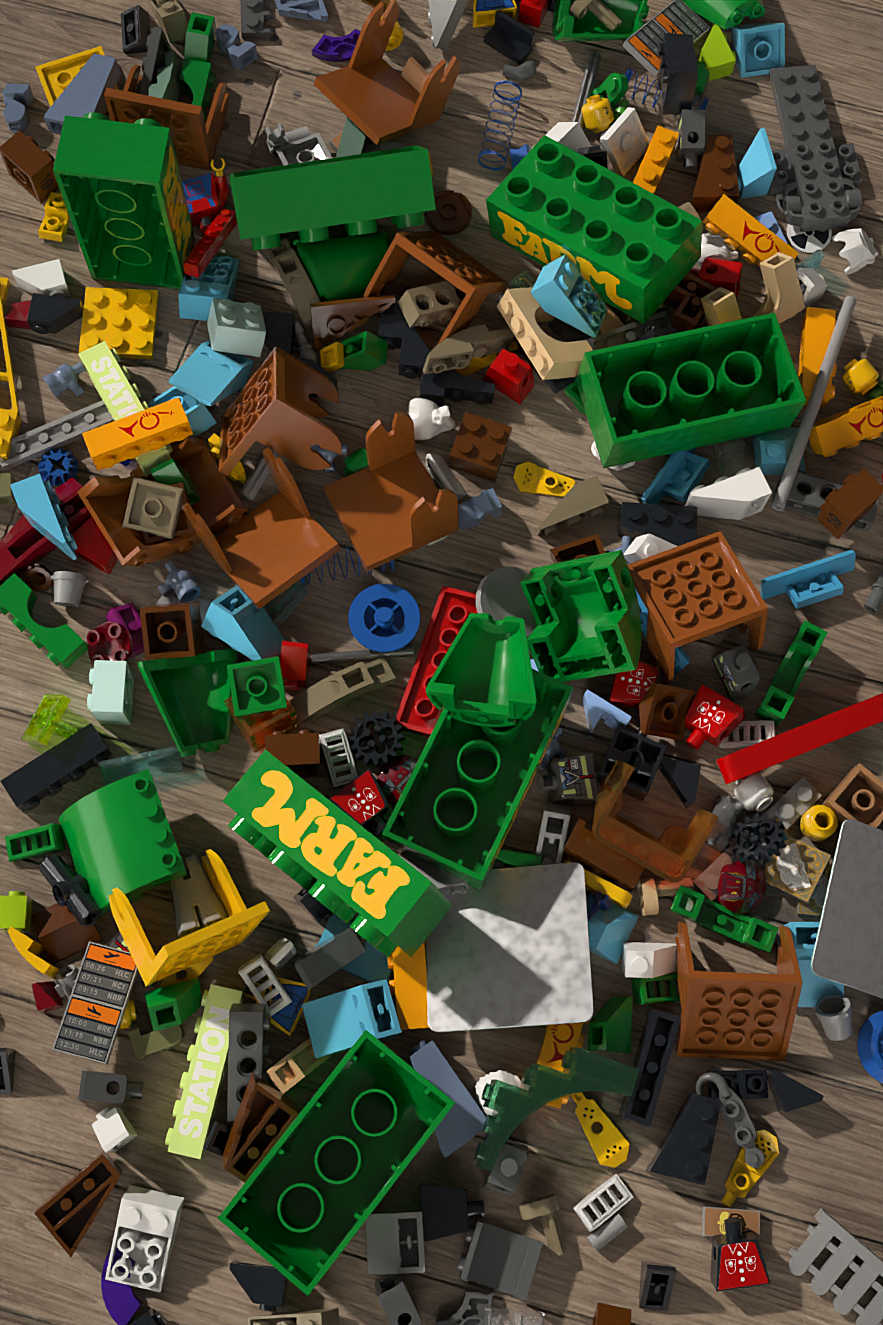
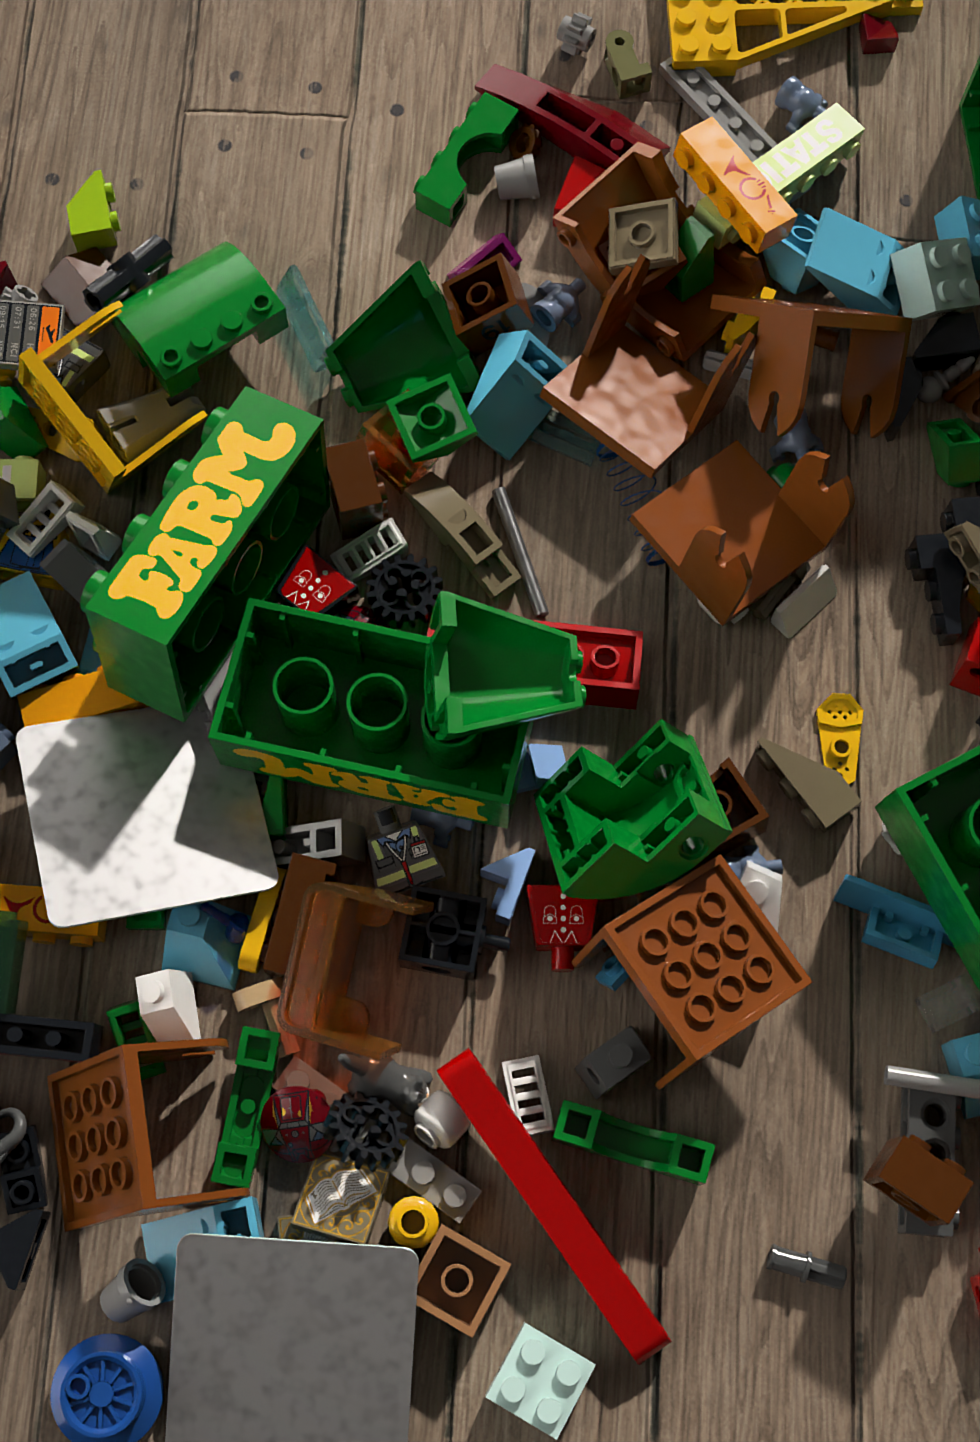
camera: 80 degrees right, 0 degrees up
(31, 951) = (41, 249): yellow slope -> none
(42, 510) = (595, 109): medium azure slope -> none
(43, 279) = (935, 48): white slope -> none
(48, 721) = (336, 199): clear neon green tile -> none
(52, 841) = (191, 245): green slope -> none
(53, 313) = (889, 67): black slope -> none
(56, 768) = (282, 225): black brick -> none
(58, 476) = (671, 119): blue gear -> none
(109, 643) = (453, 244): dark red dish -> none
(111, 692) = (385, 253): light aqua brick -> none
(121, 319) = (907, 151): yellow plate -> none
(295, 664) = (478, 464): red slope -> none
(332, 357) = (937, 416): yellow tile -> none
(384, 618) = (573, 561): blue wheel -> none
(429, 418) = (879, 554): white piece -> none
(474, 511) = (762, 648): sand blue leg -> none
(480, 446) = (862, 637): reddish brown brick -> none
(503, 596) = (628, 708): light grey piece -> none
(611, 1027) = (67, 975): green slope -> none
(665, 711) = (528, 967): reddish brown slope -> none
(667, 522) = (813, 909): black wedge -> none
(682, 778) = (438, 1014): black slope -> none
(711, 718) = (536, 1036): torso -> none
(733, 496) = (886, 1007): white slope -> none
(811, 581) = (788, 1154): dark azure bracket -> none

